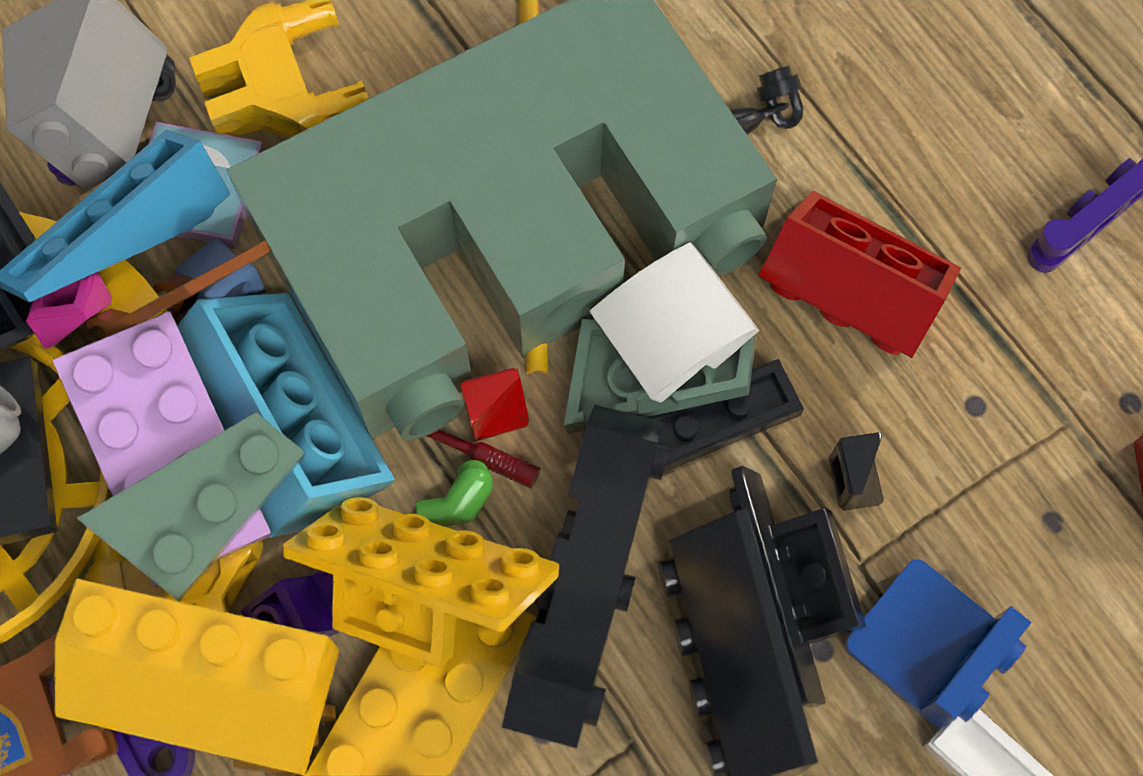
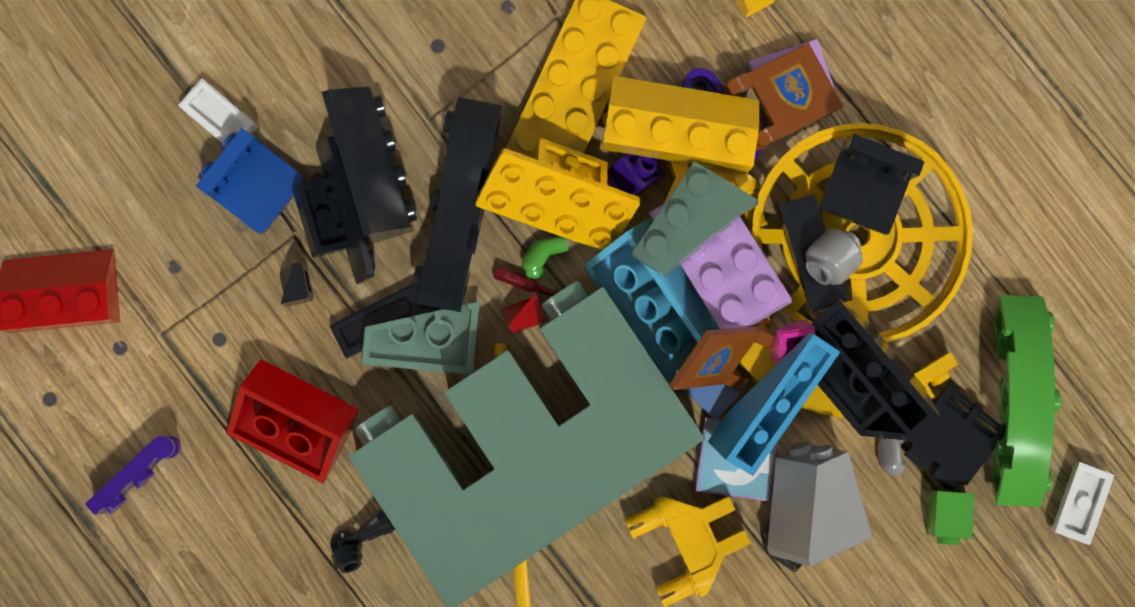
camera: 175 degrees right, 15 degrees up
(673, 321) = (412, 366): white slope -> none

